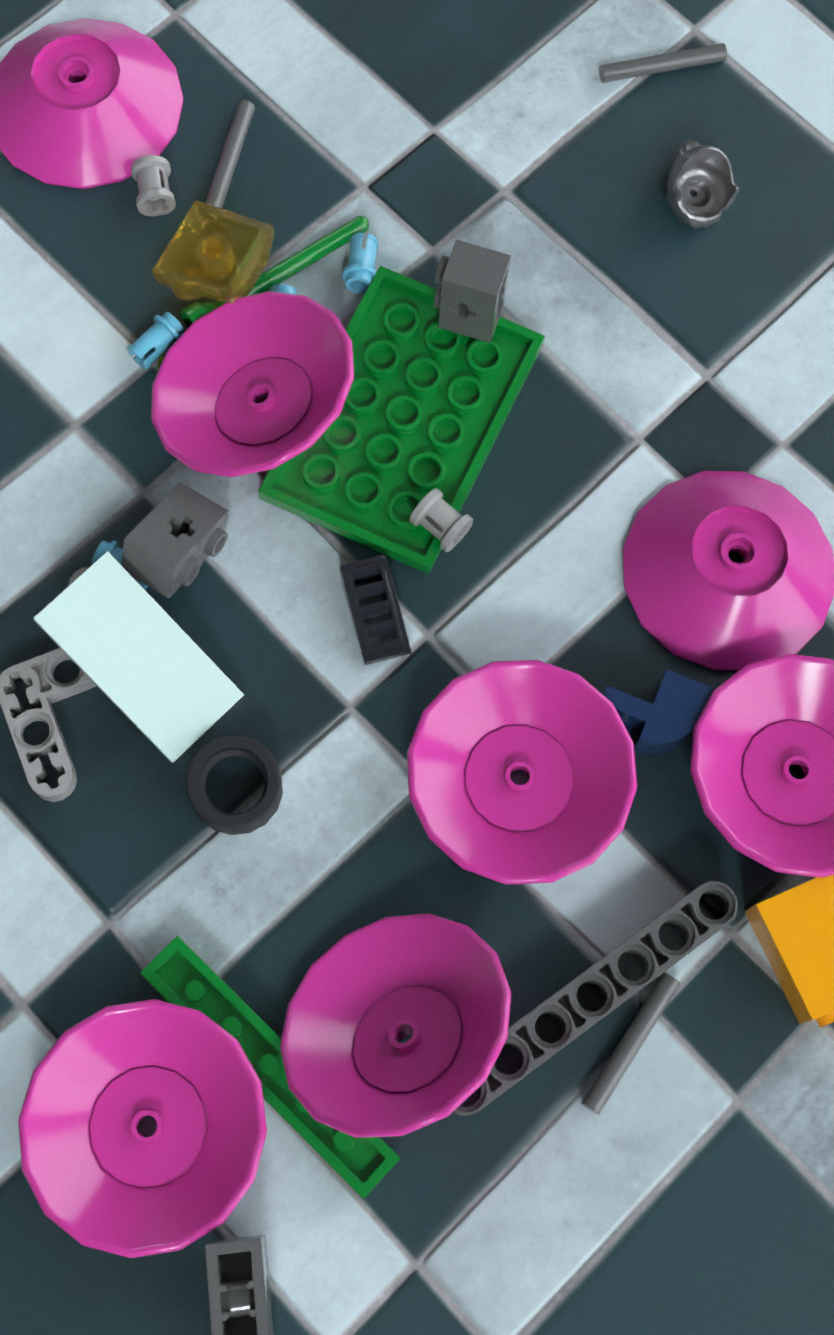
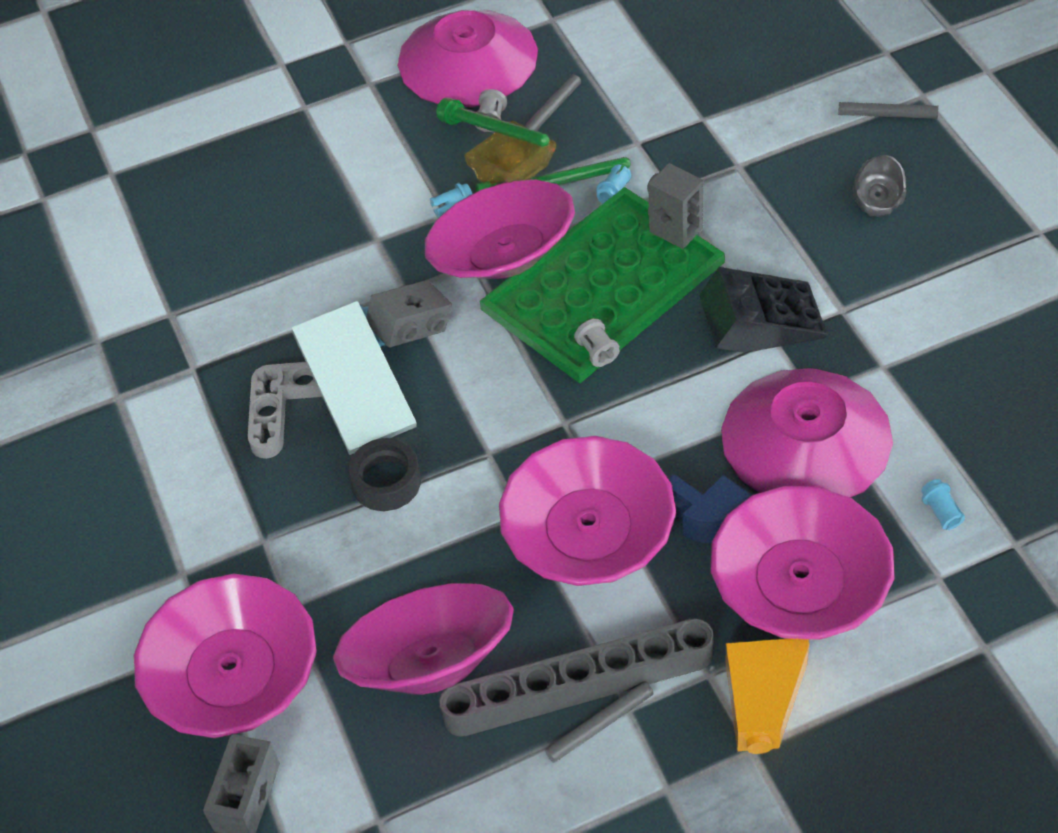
camera: 30 degrees right, 20 degrees down
(102, 200) = (453, 112): none -> green piece
(191, 983) = (353, 704): green plate -> none
(365, 571) = (531, 371): black slope -> none
(615, 409) = (759, 311): none -> black slope

